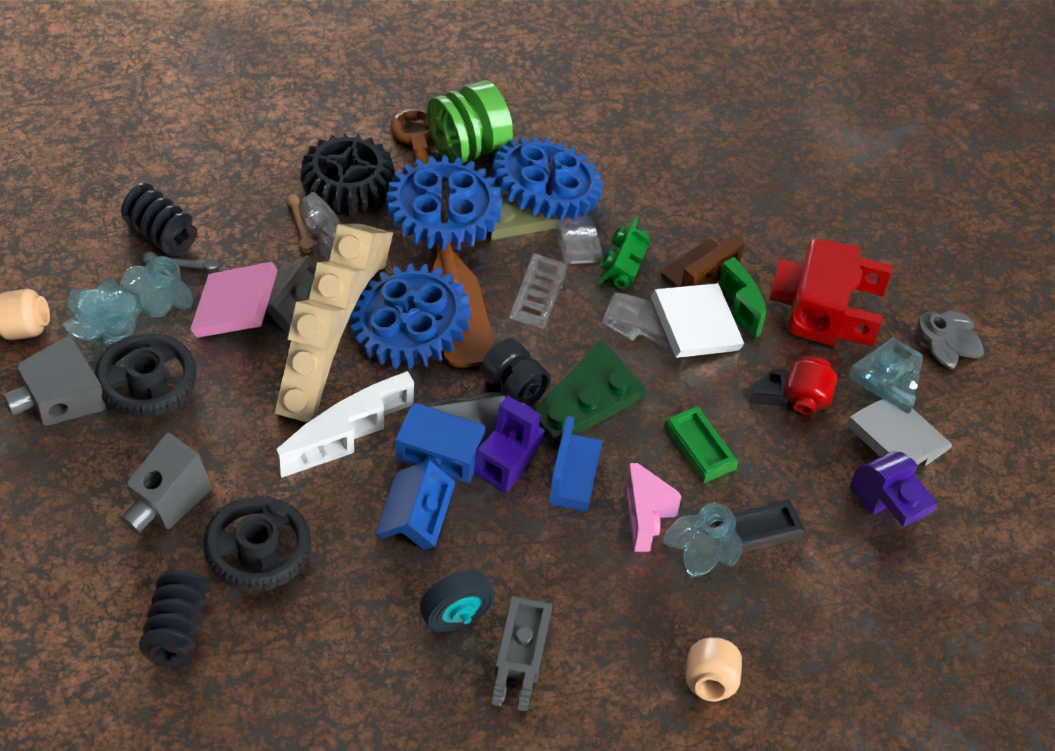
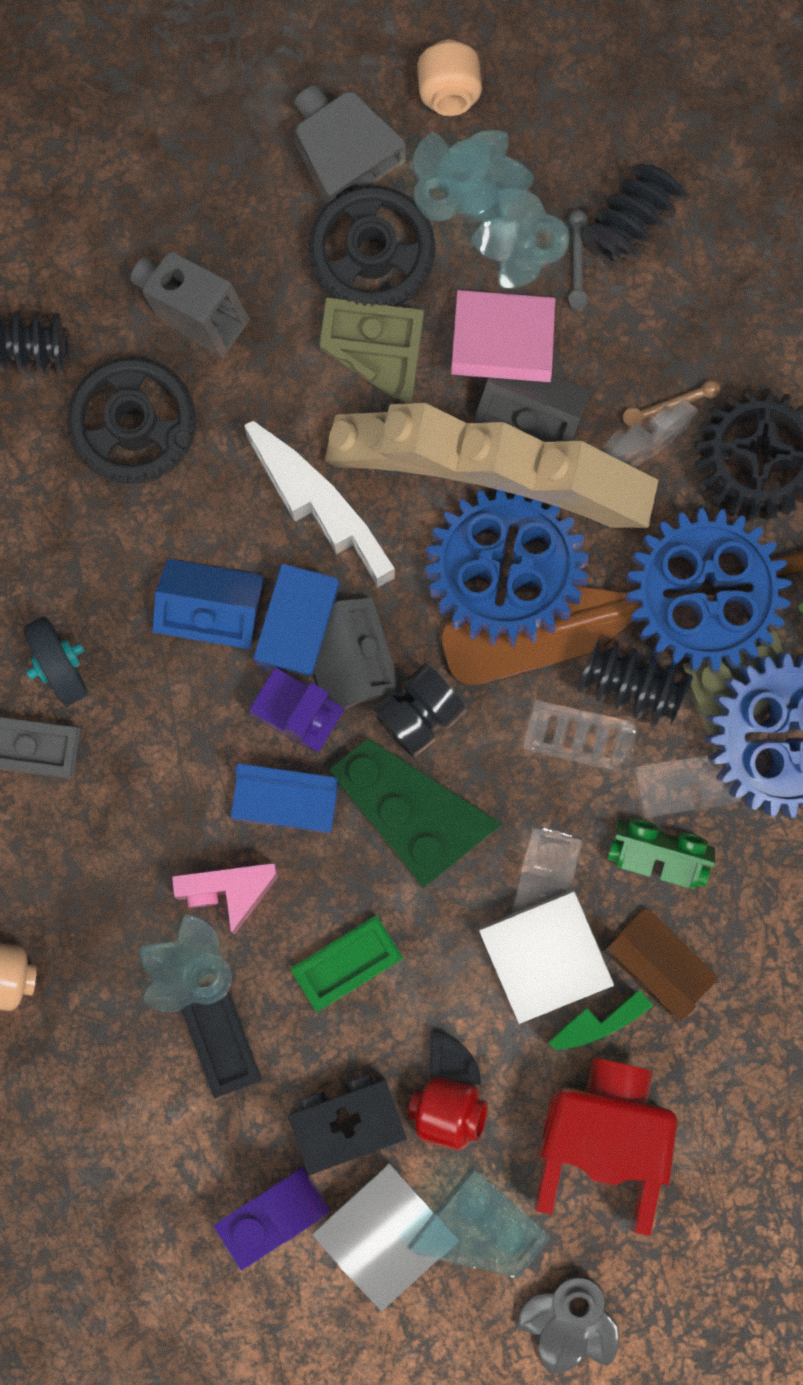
camera: 90 degrees right, 30 degrees up
(224, 381) = (375, 343): none -> olive wing
(505, 251) = (634, 683): none -> black piece
(822, 446) = (327, 1148): none -> black brick

